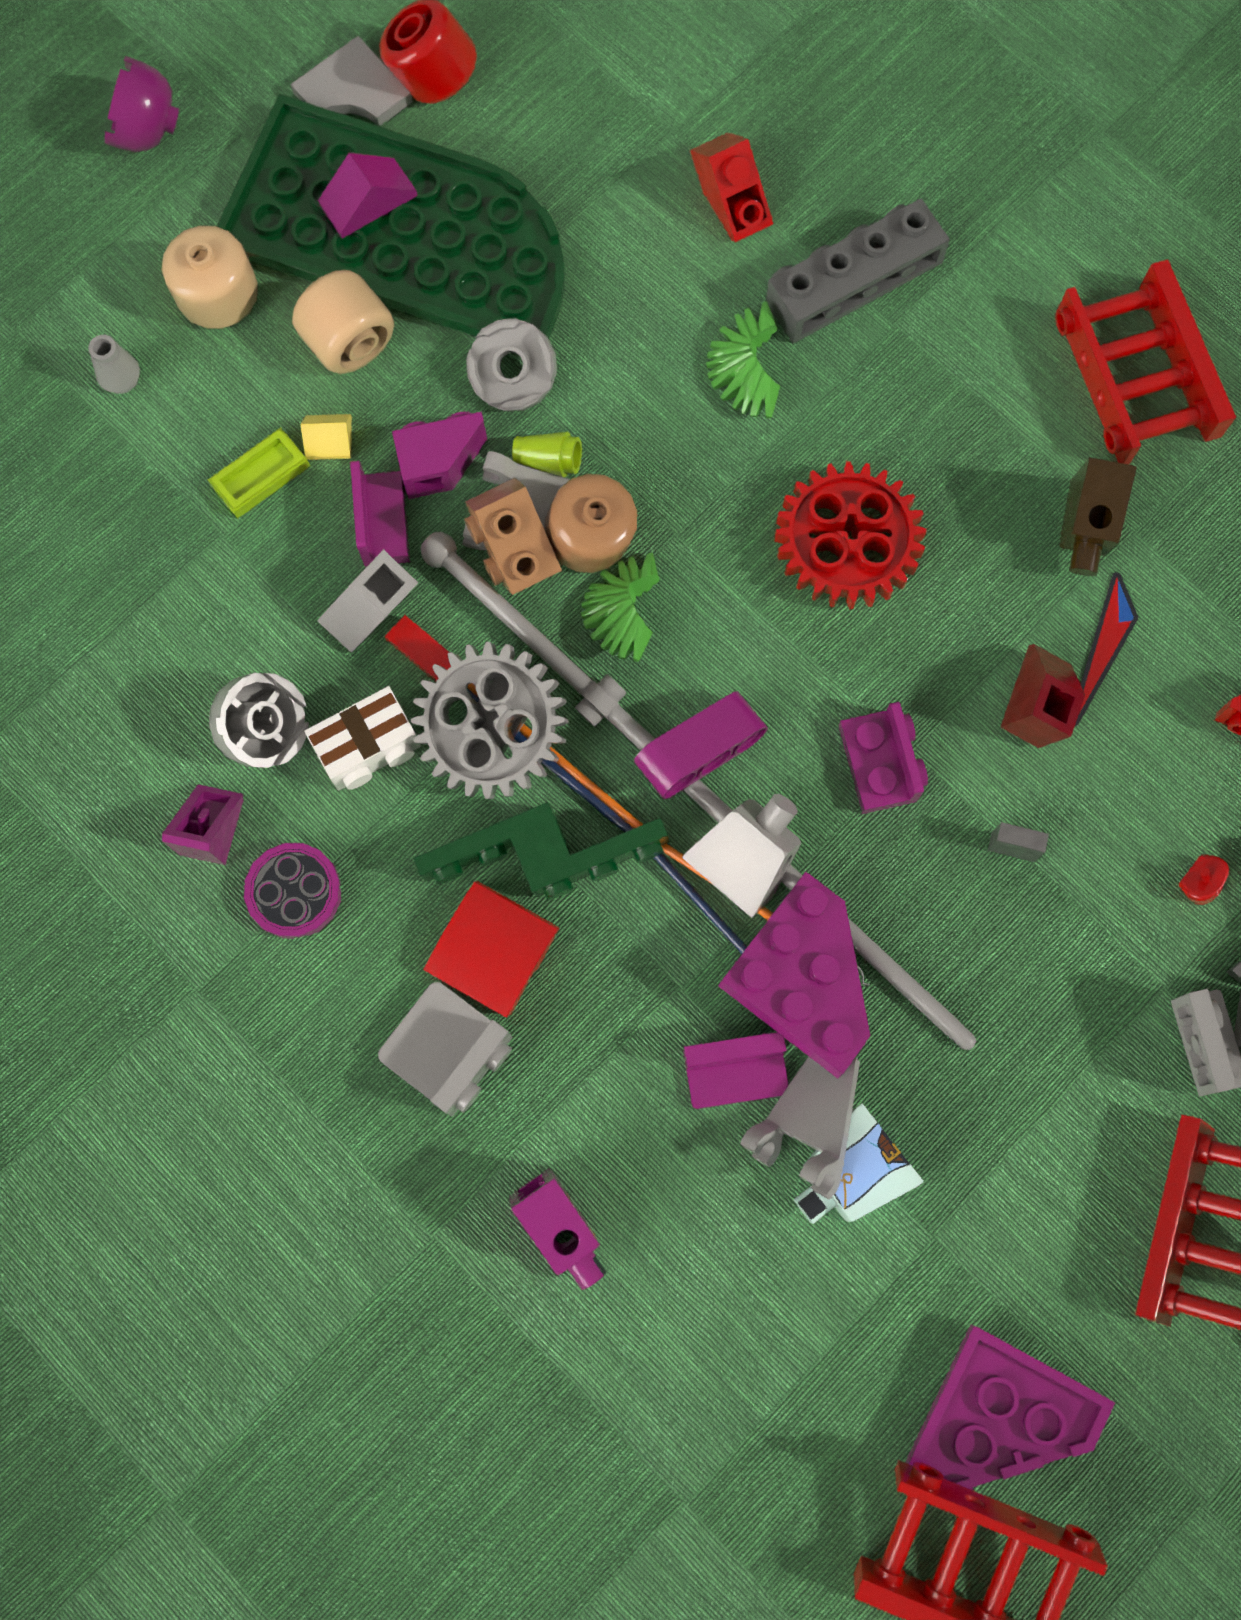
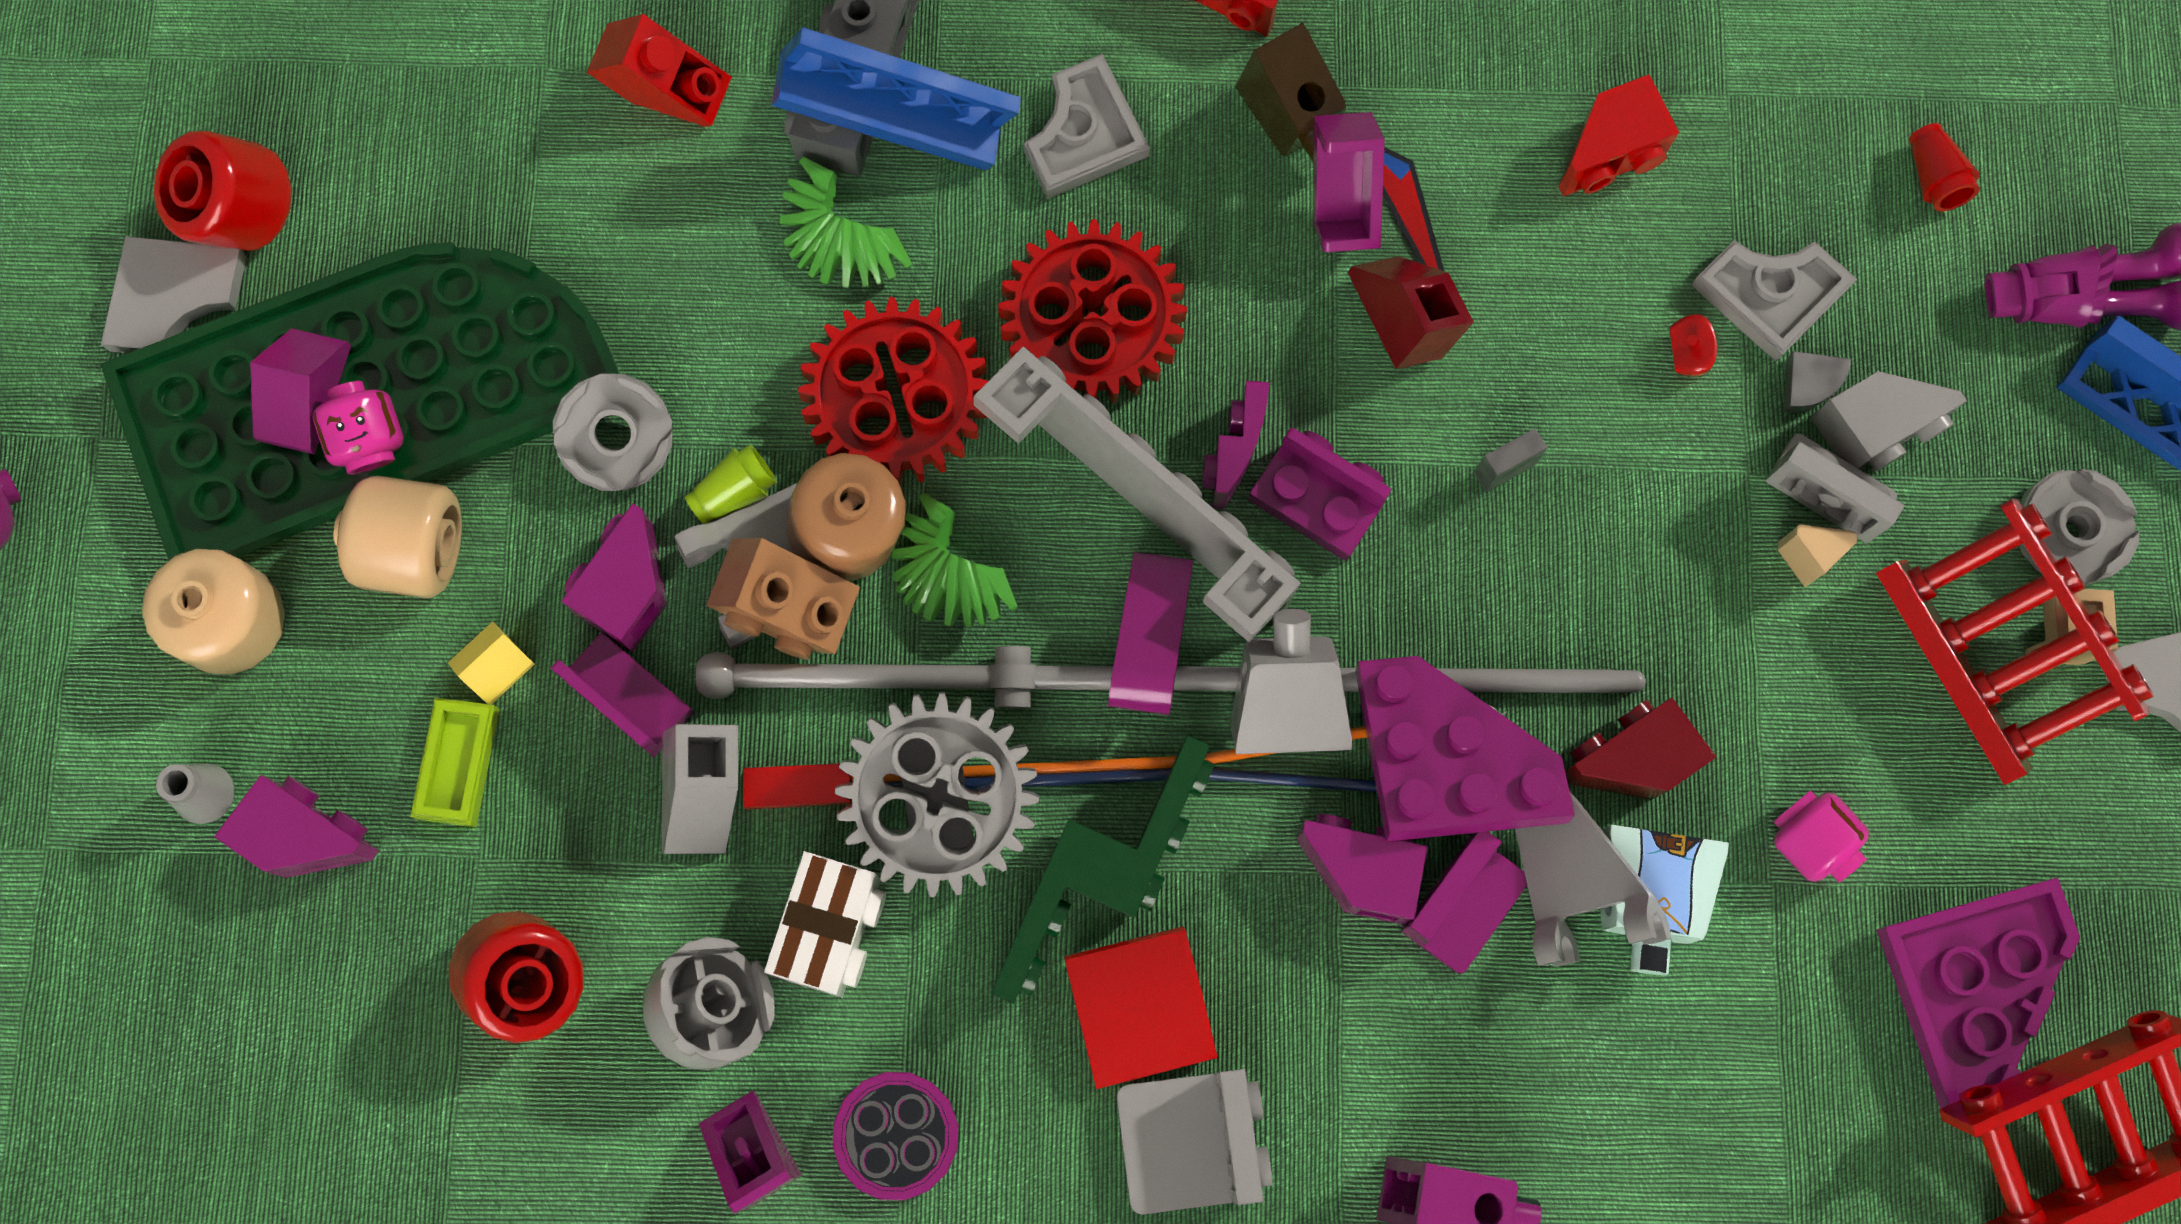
camera: 50 degrees left, 0 degrees up
(137, 431) = (290, 836): none -> magenta slope
(195, 602) = (516, 976): none -> red head
(374, 240) = (358, 428): none -> dark pink head
(692, 993) = (1363, 869): none -> magenta slope
(728, 495) = (945, 376): none -> red gear
(781, 764) = (1250, 581): none -> light grey bracket
(846, 308) = (891, 98): none -> blue fence
(851, 691) = (1234, 453): none -> magenta slope
(924, 1087) = (1645, 758): none -> dark red slope
(952, 430) = (1088, 131): none -> light grey tile
(989, 1236) = (1821, 837): none -> dark pink head
(1076, 588) = (1348, 181): none -> magenta panel
(1159, 1068) = (1814, 550): none -> tan slope

